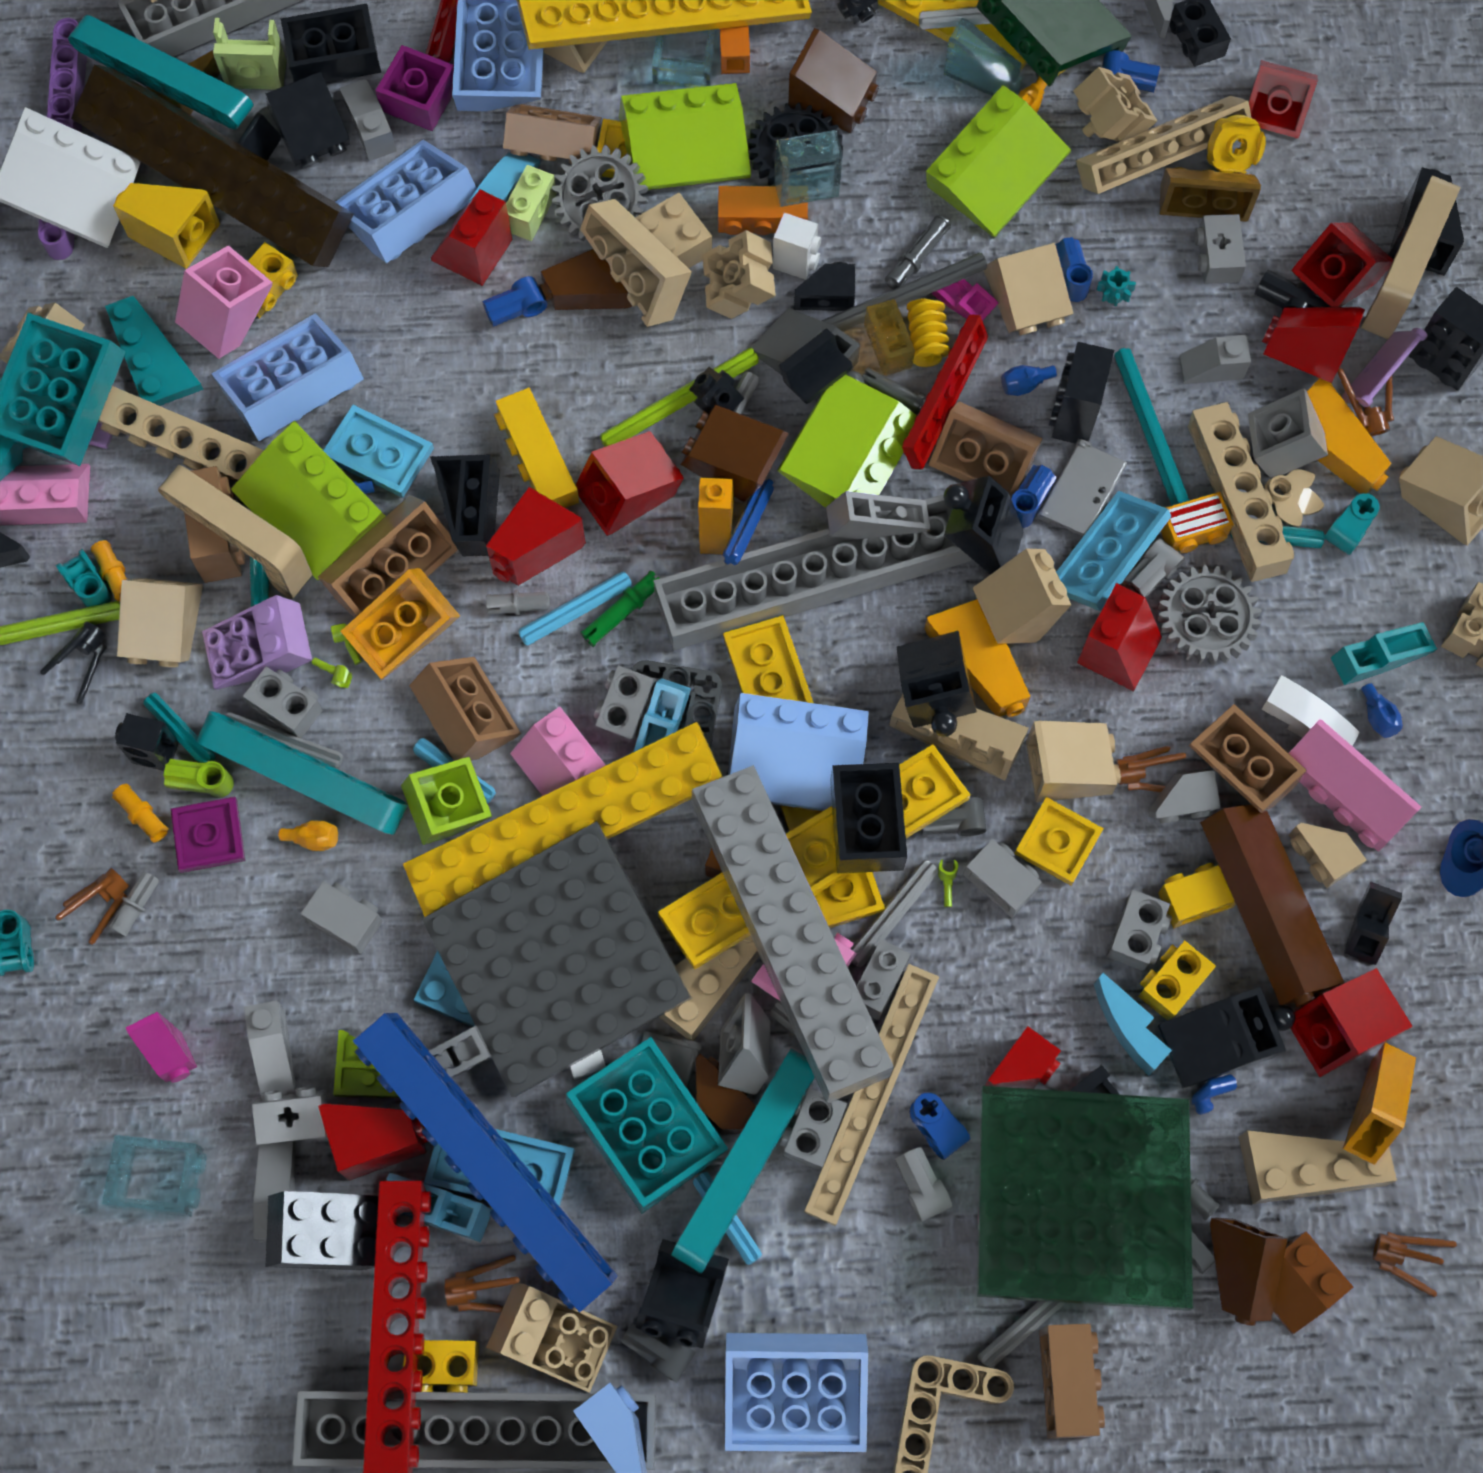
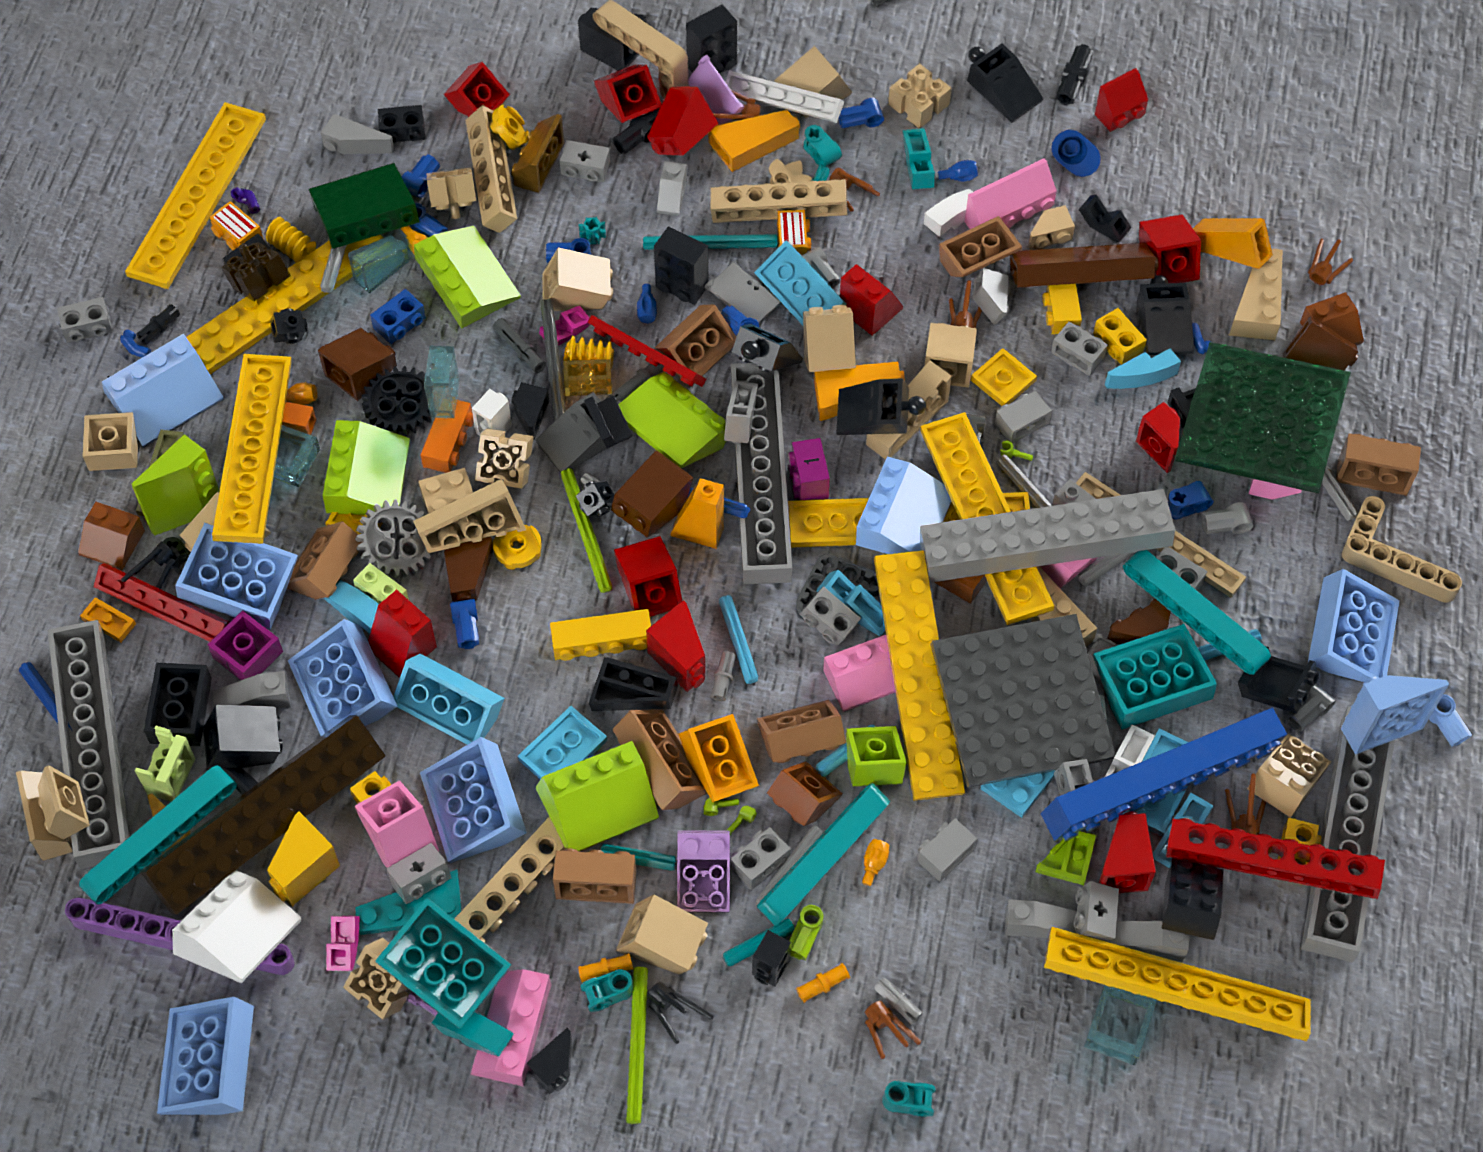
camera: 75 degrees left, 10 degrees down
(85, 298) = (344, 943): none -> slope
(162, 1047) = (1027, 989): dark pink slope -> none
(178, 342) = (418, 873): none -> light grey brick
(207, 834) = (854, 935): magenta plate -> none
(209, 1239) = (1178, 983): none -> yellow plate
(276, 551) = (644, 821): tan beam -> none
(381, 732) = (803, 793): none -> dark orange slope
(409, 312) = (446, 699): none -> medium azure slope
(521, 1115) = (1131, 750): none -> white slope
(630, 344) = (522, 557): none -> yellow plate
(631, 600) = (744, 598): green pin -> none
(745, 1048) = (1114, 596): light grey slope -> none
(773, 43) = (302, 393): none -> light orange piece
(825, 626) = (808, 470): none -> magenta brick
(868, 818) = (974, 468): black brick -> none
(917, 104) = (396, 313): none -> blue brick
(1059, 98) = (427, 224): none -> blue piece
(1204, 589) = (883, 250): light grey gear -> none
(1287, 434) = (747, 159): light grey slope -> none
(1307, 565) = (840, 174): none -> dark orange plant
(1408, 452) = (785, 96): none -> white plate
(1431, 568) = (866, 113): none -> blue piece

